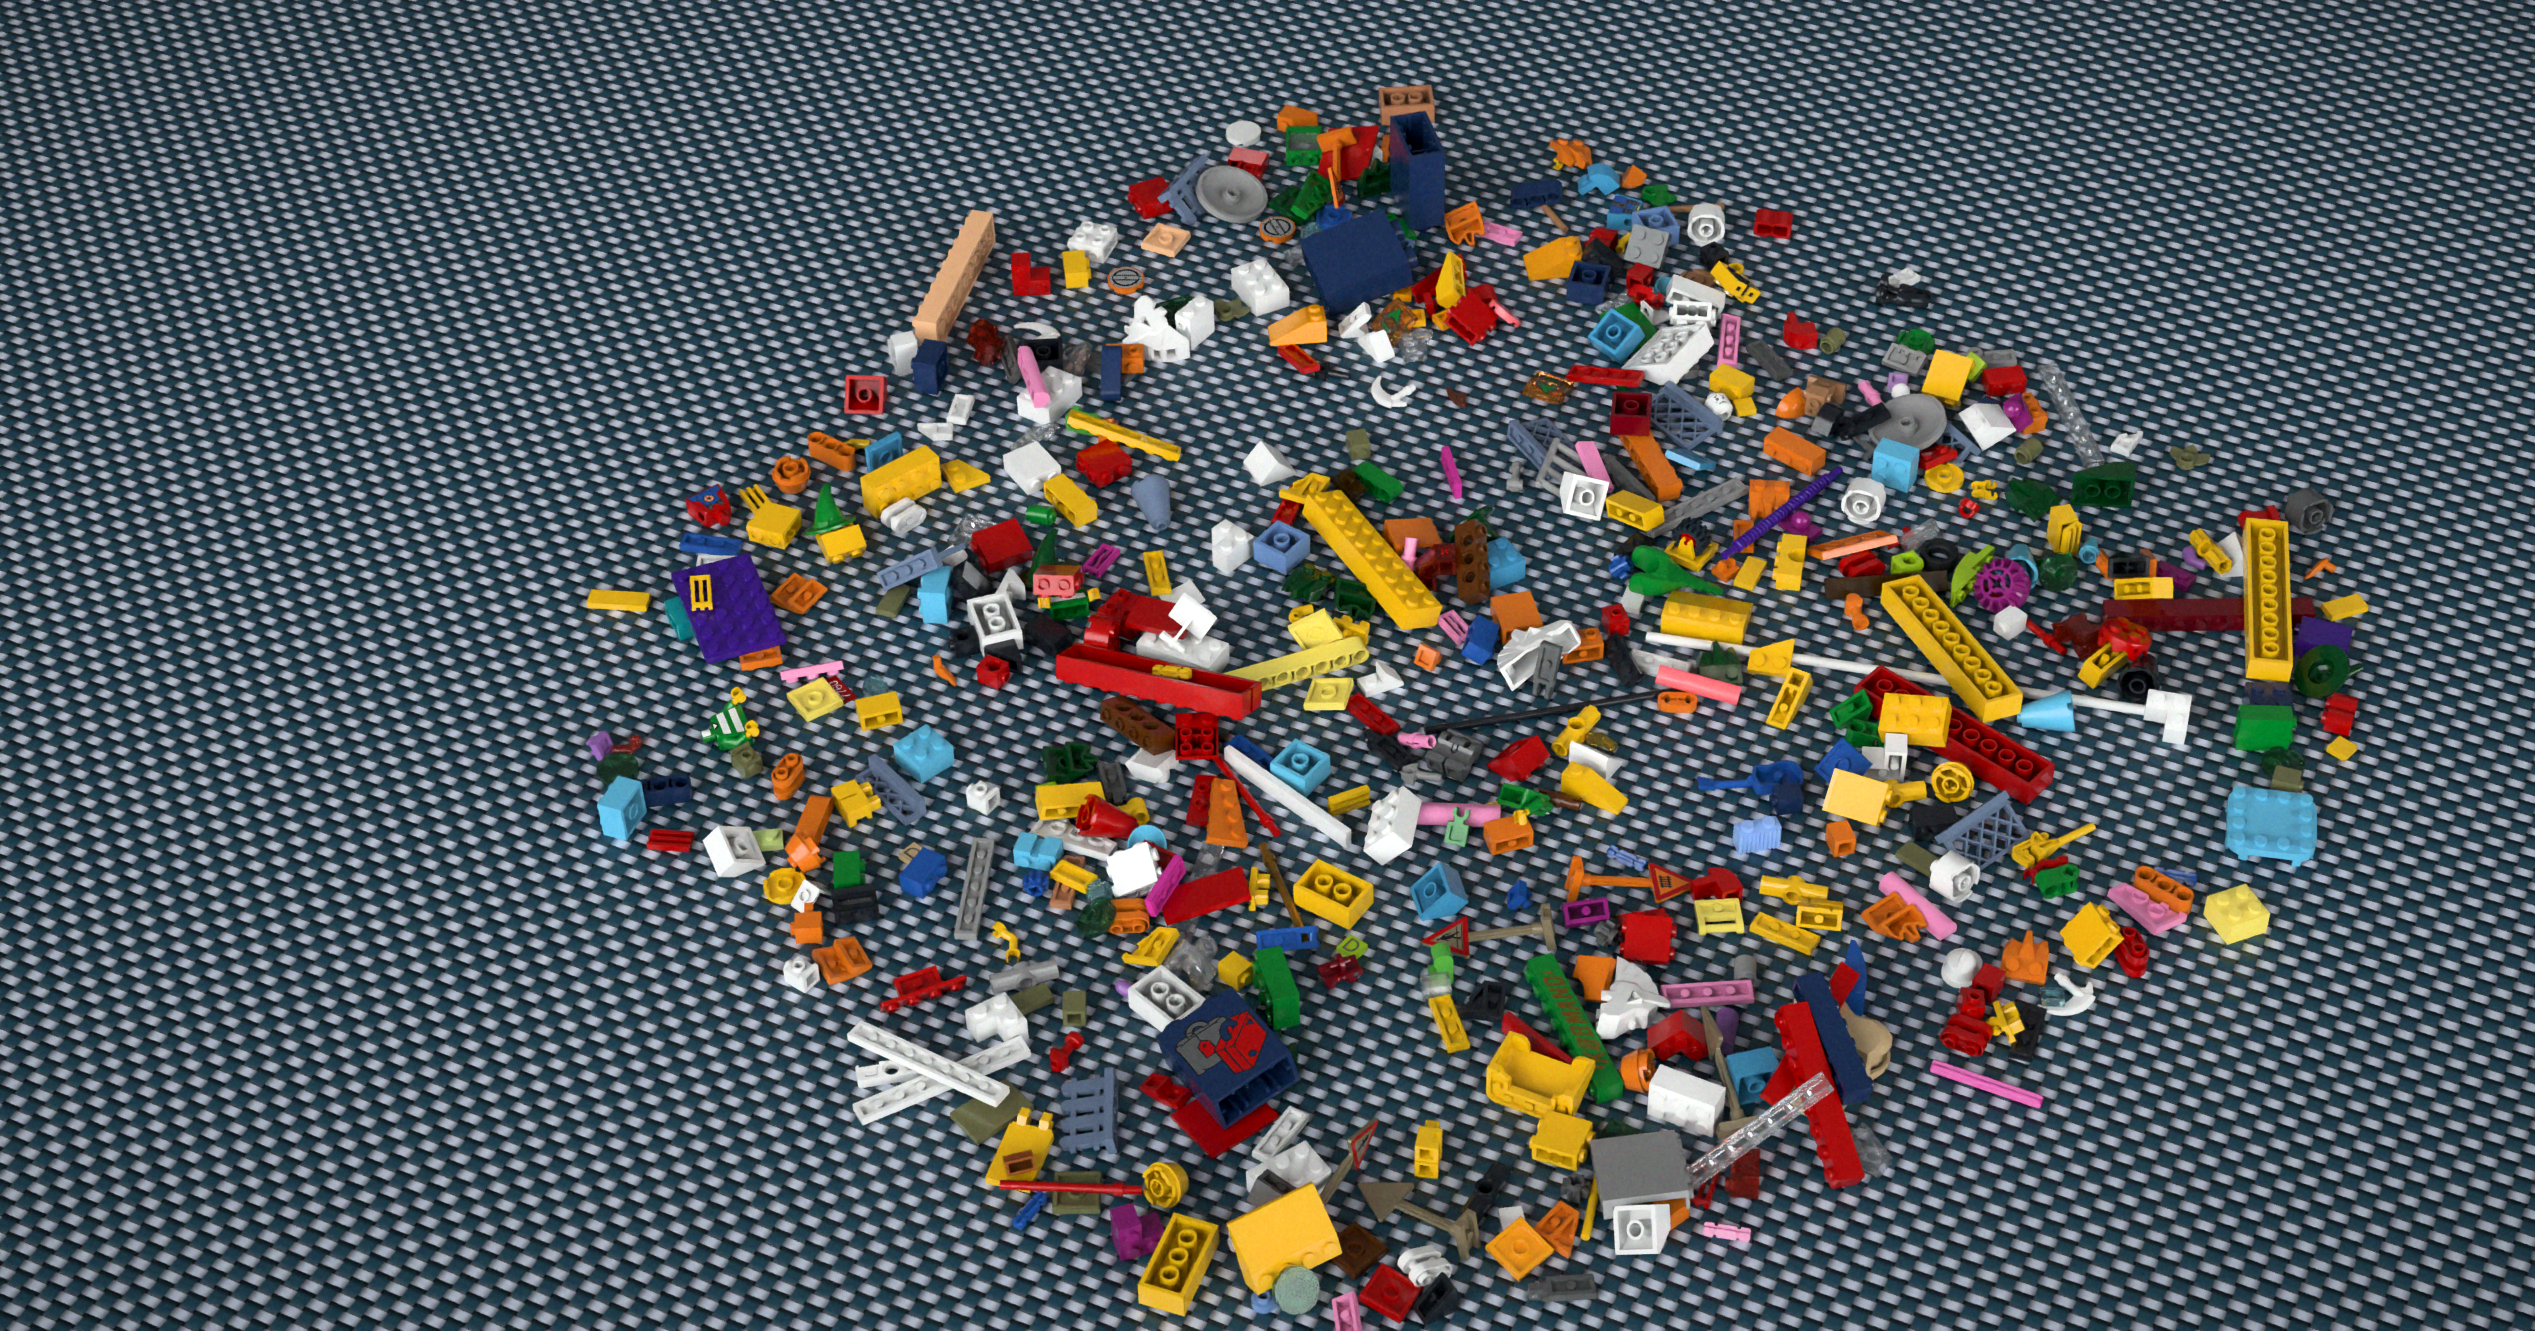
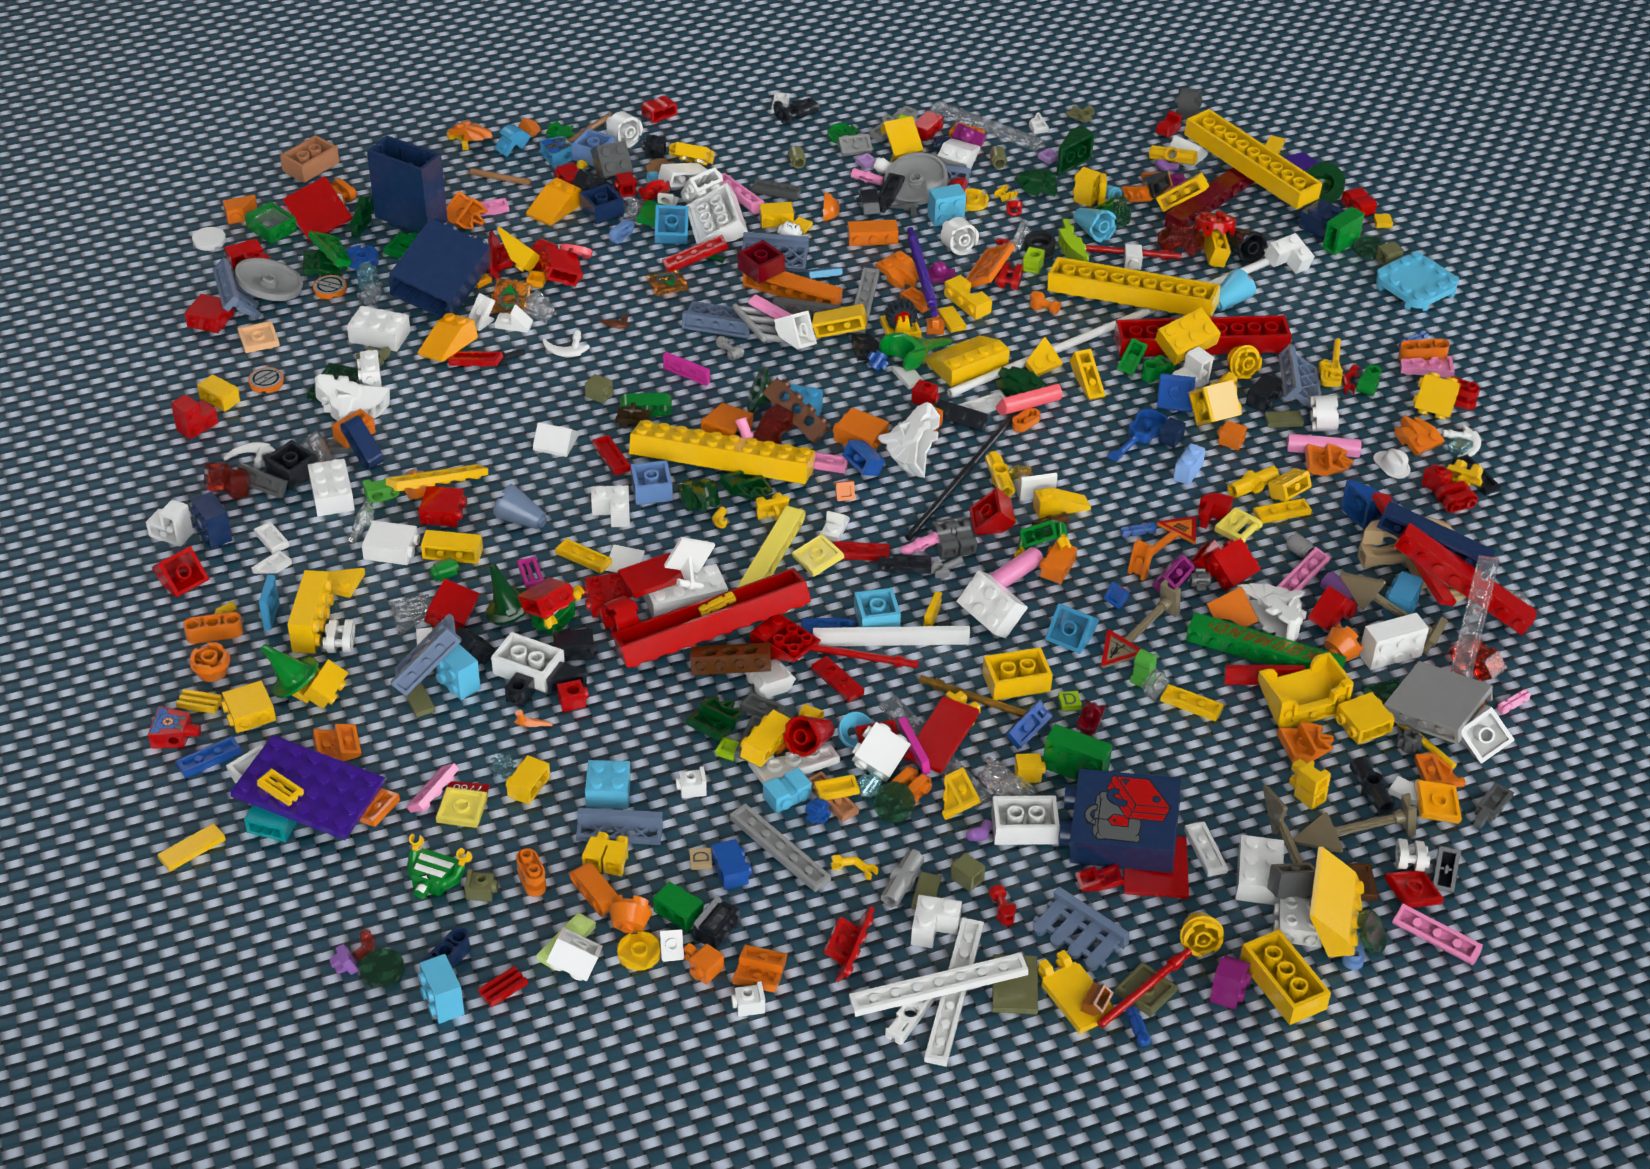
camera: 50 degrees left, 0 degrees up
(955, 278) = (137, 447): light nougat brick -> none
(1013, 586) = (498, 629): white slope -> none
(1032, 377) = (315, 477): bright pink brick -> none
(1095, 240) = (203, 364): white brick -> none
(1225, 816) = (877, 677): orange wing -> none
(1309, 484) = (613, 435): yellow wing -> none
(1315, 630) = (763, 518): light yellow plate -> none
(1335, 141) = (306, 200): orange piece -> none
(1430, 304) = (514, 273): red plate -> none
(1457, 831) = (1026, 582): plate -> none
(1486, 1003) = (1197, 672): black wing -> none
(1486, 1121) = (1305, 742): none -> orange plate
(1536, 194) = (484, 168): dark blue beam -> none
(1547, 668) = (940, 444): dark grey hinge -> none
(1572, 319) = (621, 231): none -> medium blue plate
(1798, 334) = (770, 165): red brick -> none
(1820, 391) = (842, 189): medium nougat tile -> none
(1872, 584) = (1033, 280): dark brown tile -> none
(1987, 1084) = (1501, 517): axle -> none
(1990, 980) = (1421, 459): red brick -> none
(2016, 589) = (1092, 235): magenta gear -> none
(2236, 914) = (1474, 338): light yellow brick -> none

